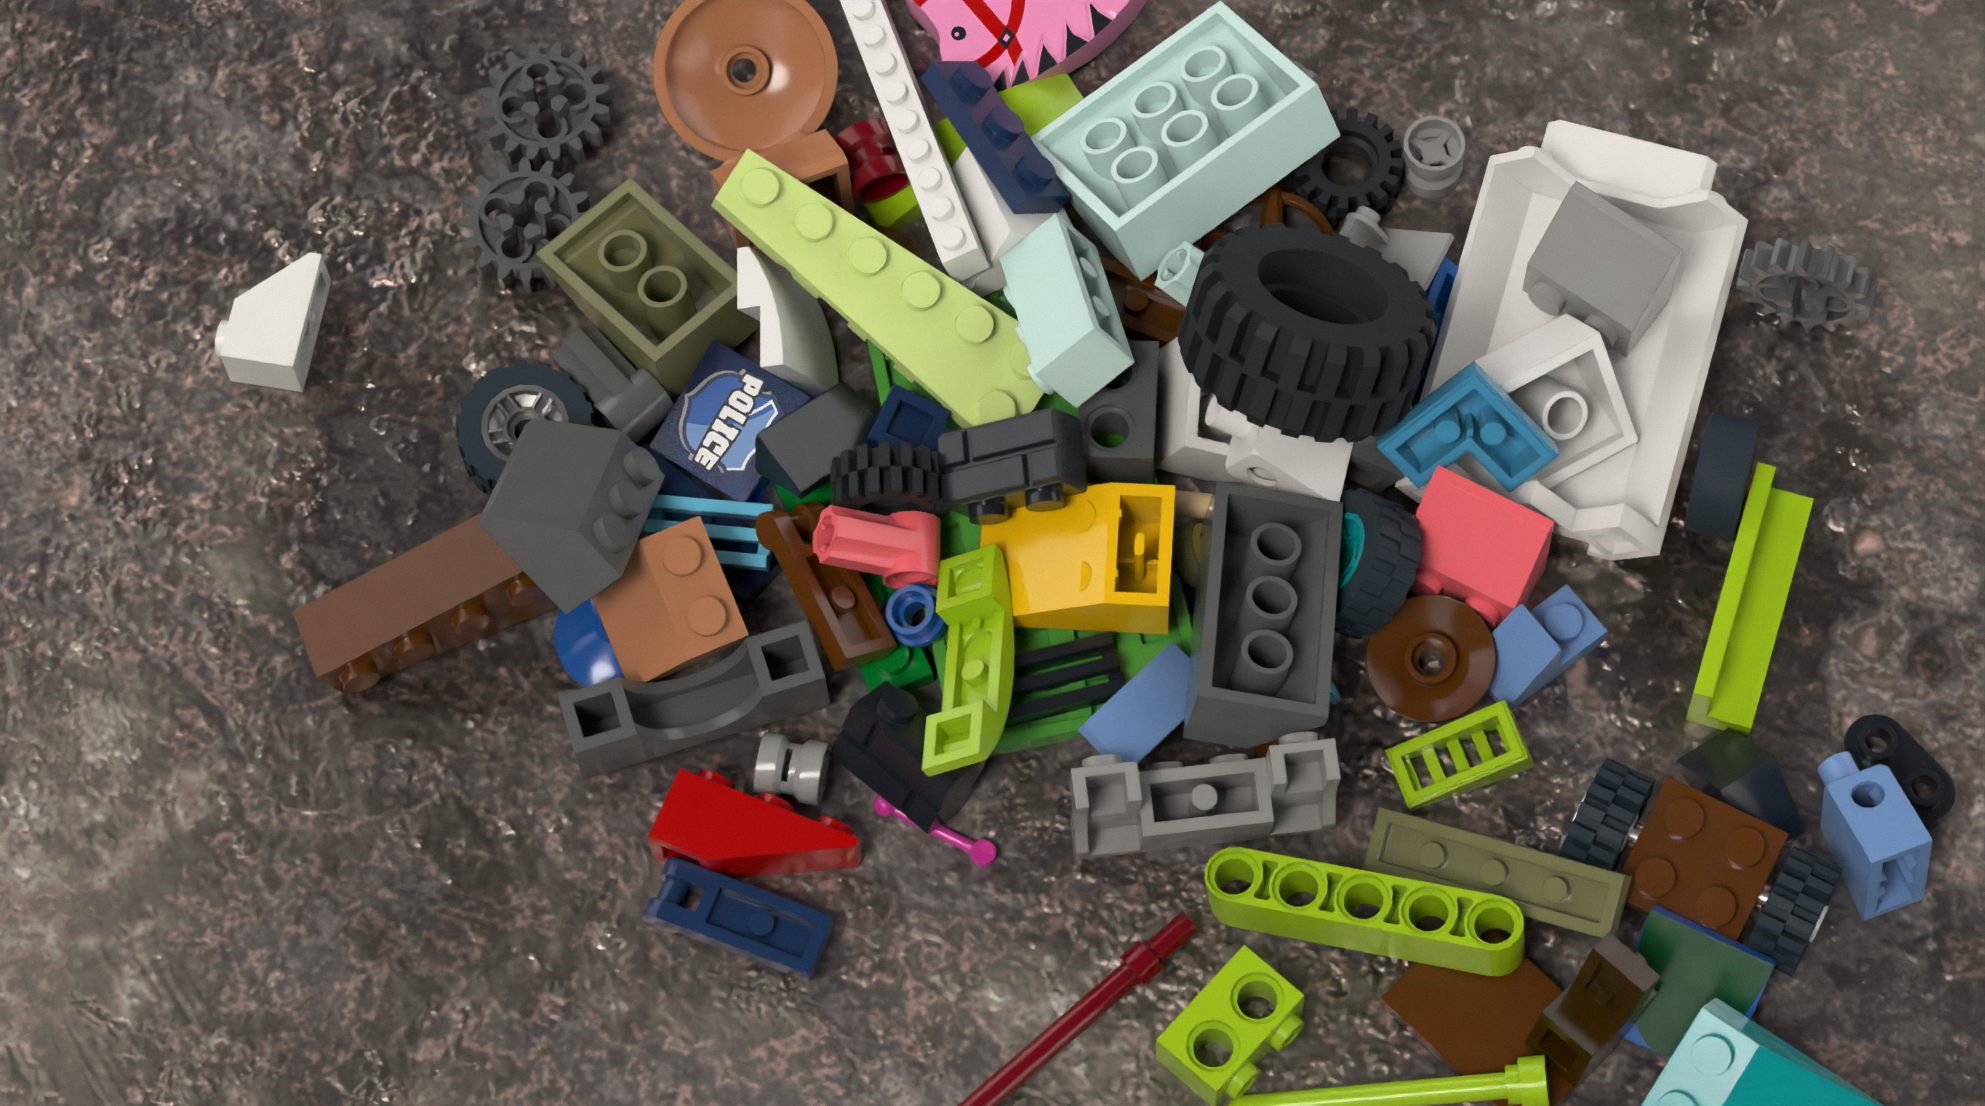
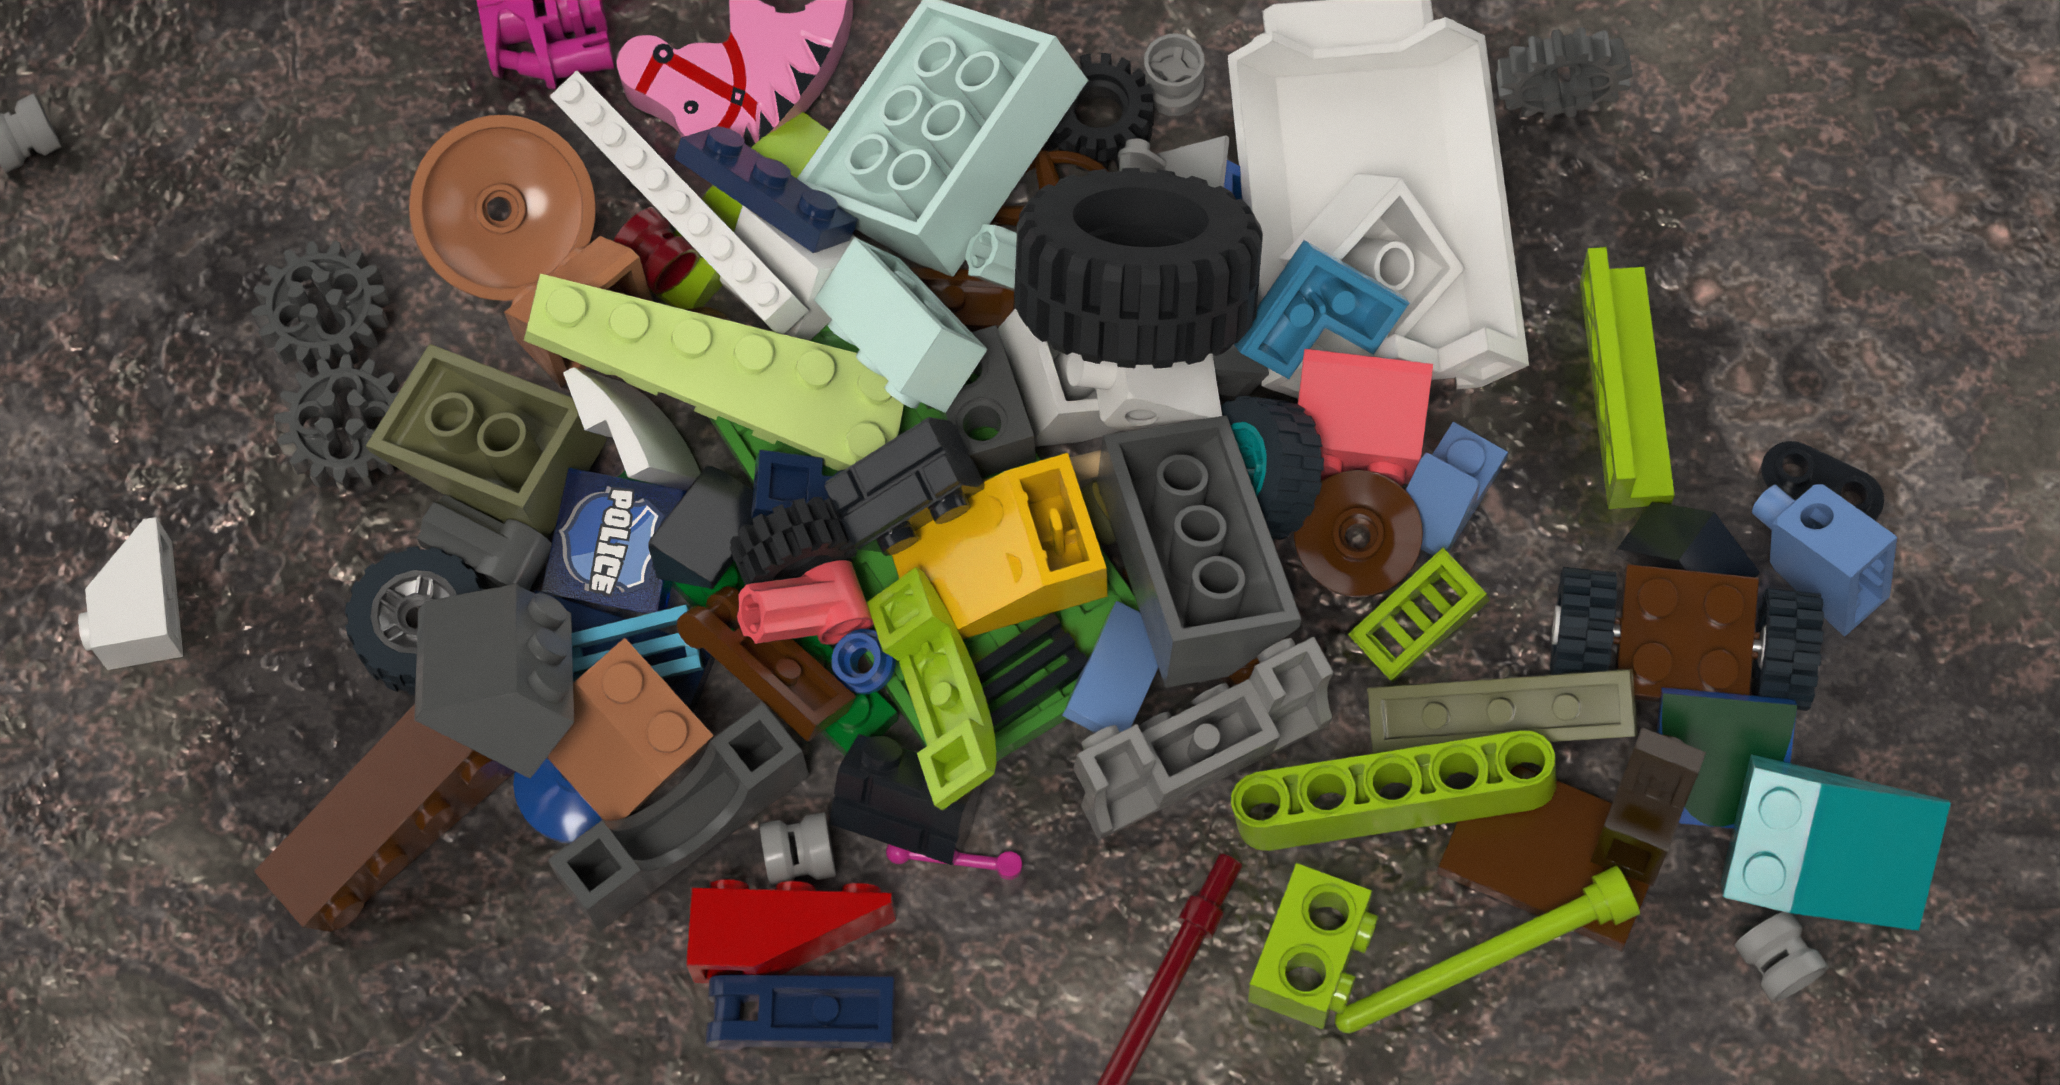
camera: 20 degrees left, 0 degrees up
(1602, 269) = (1374, 119): light grey slope -> none
(1722, 476) = (1558, 273): black wheel -> none

